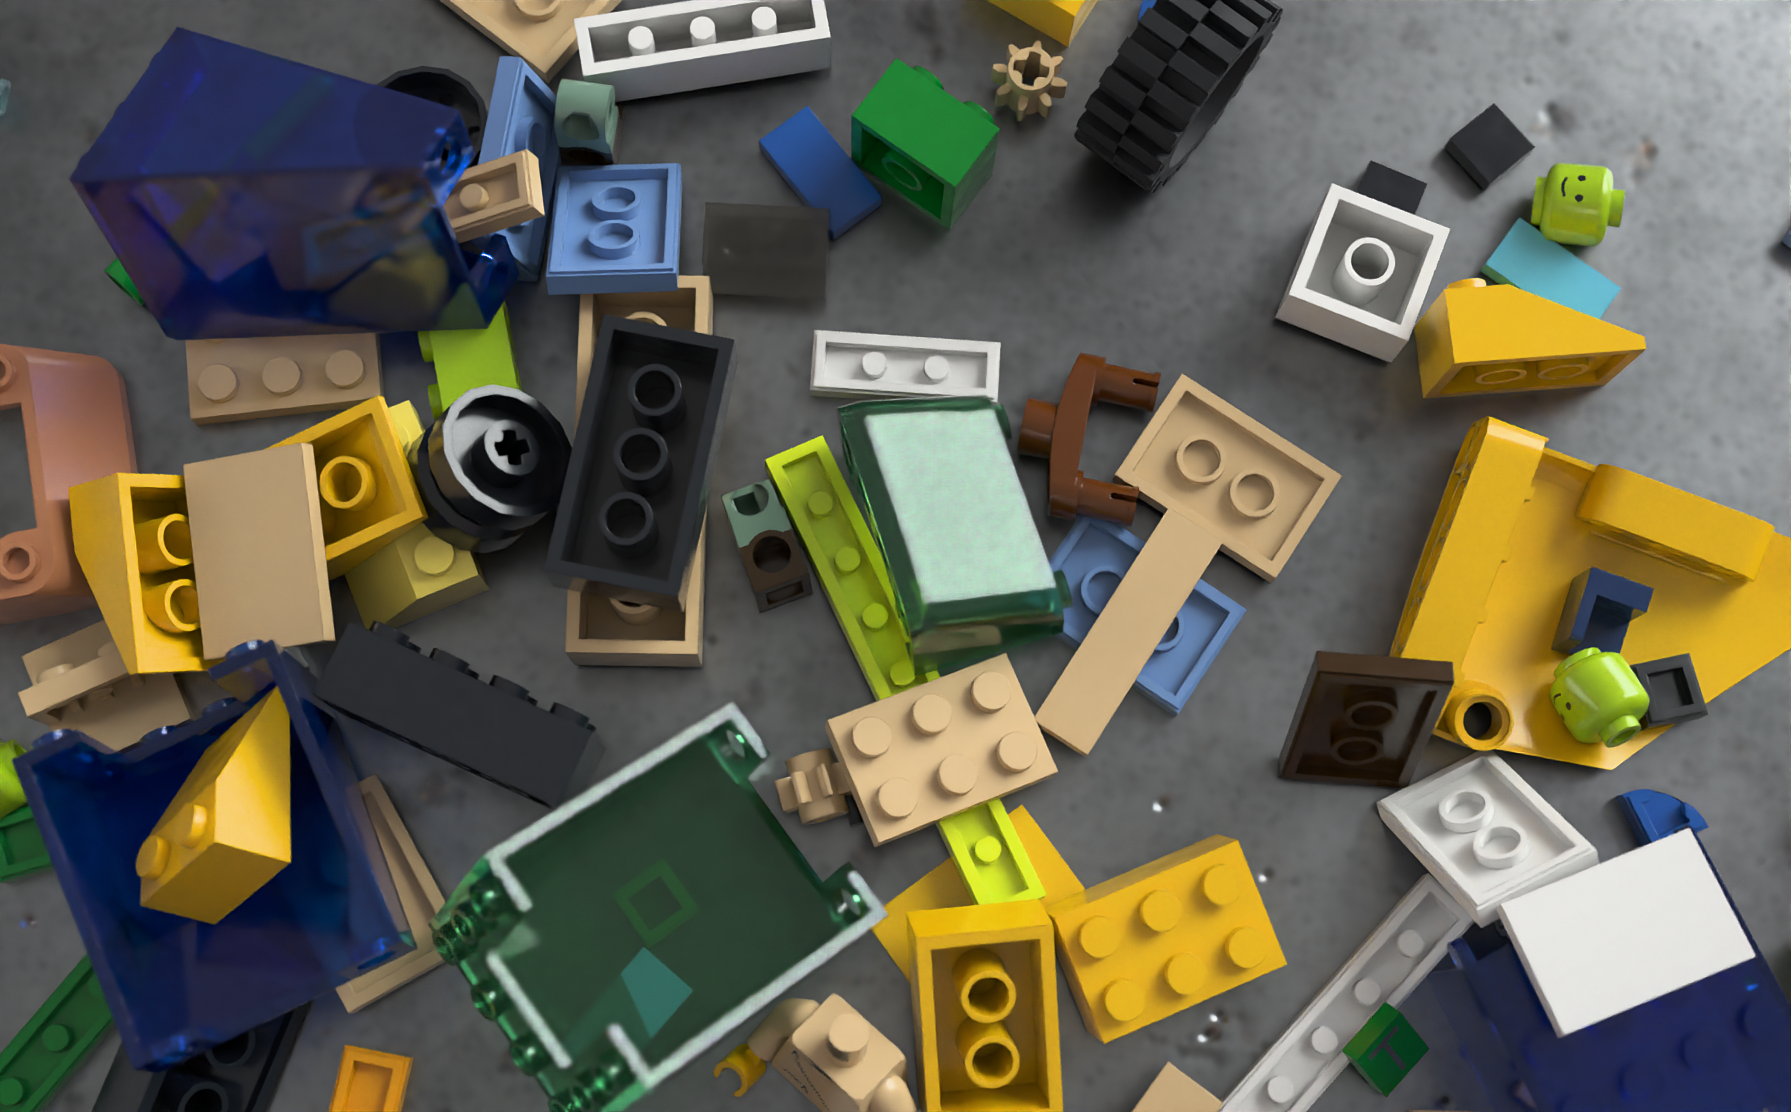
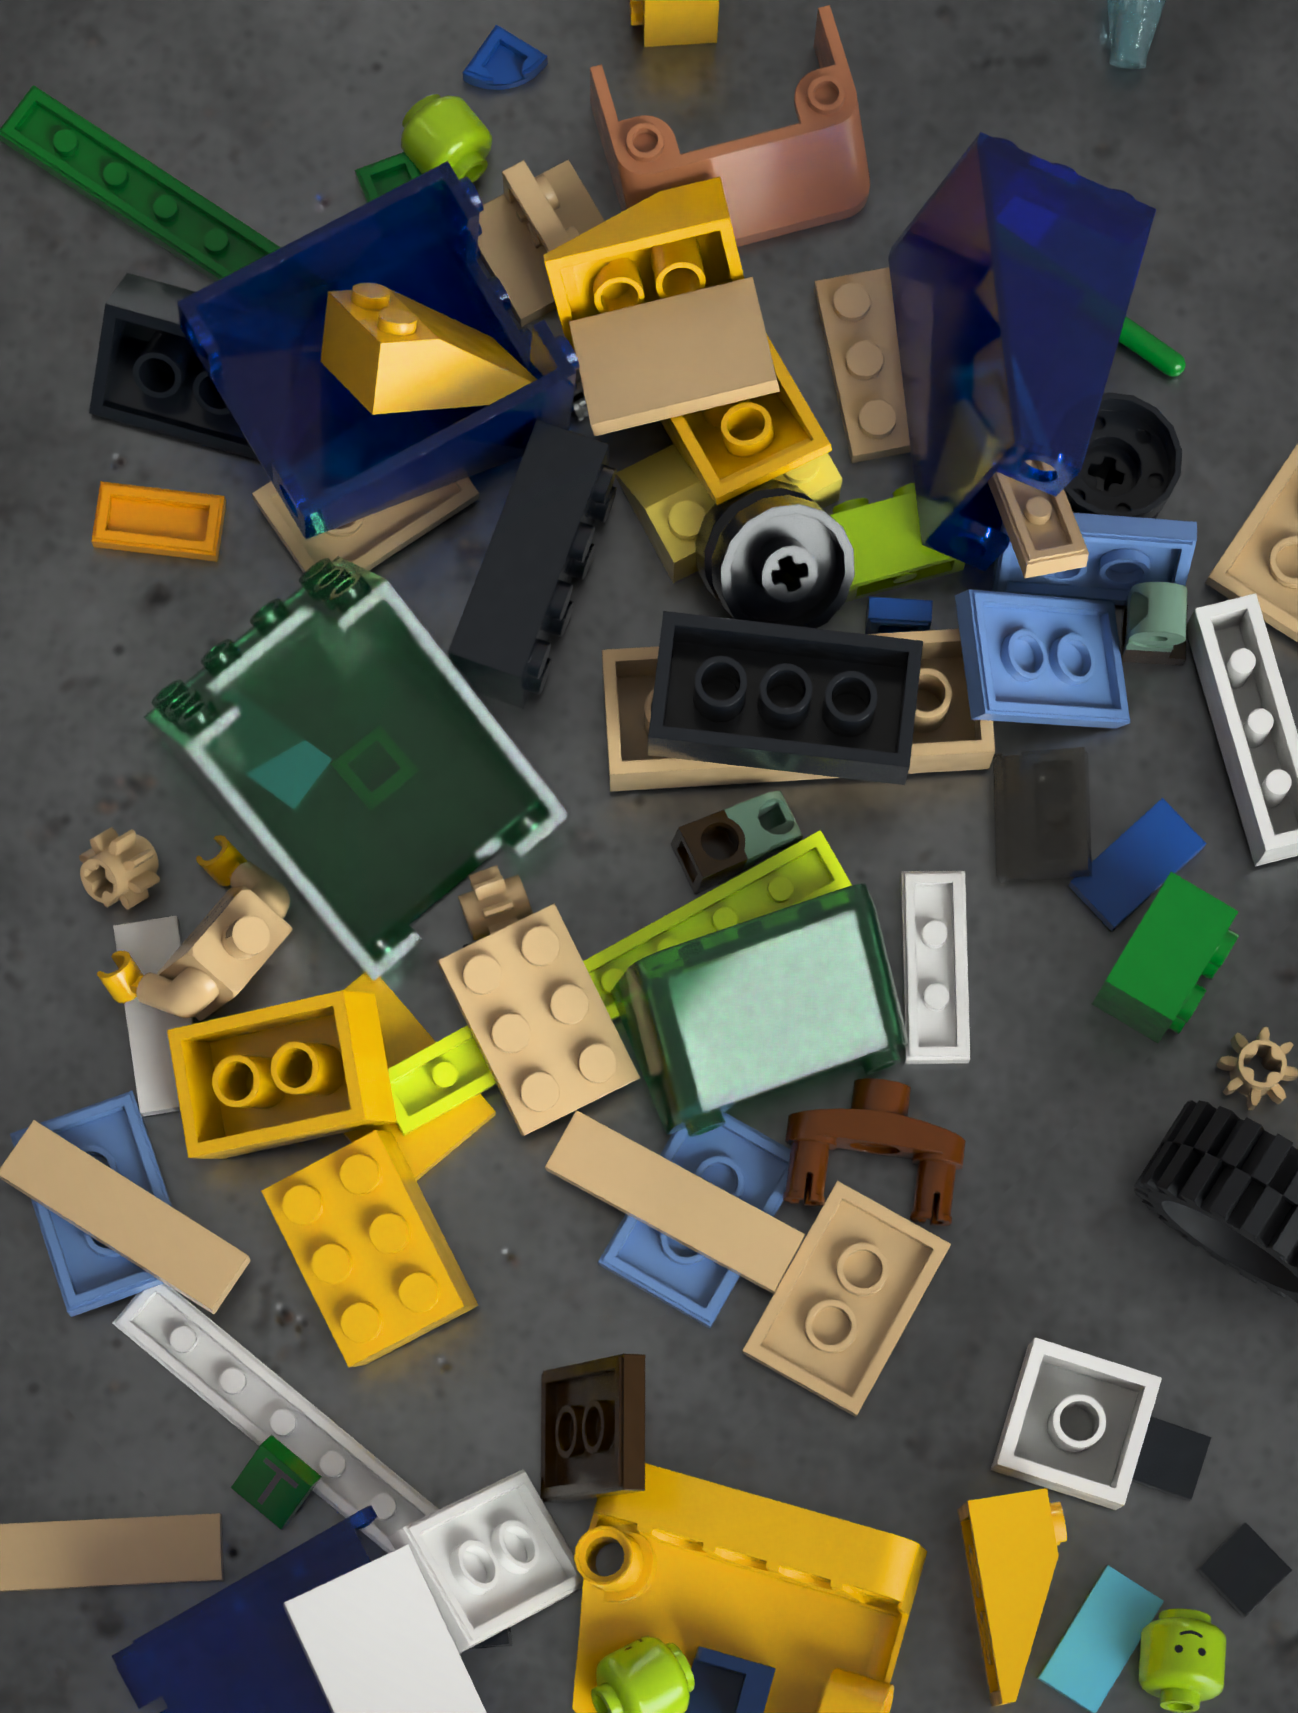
camera: 90 degrees right, 0 degrees up
(554, 367) = (897, 615): none -> blue tile

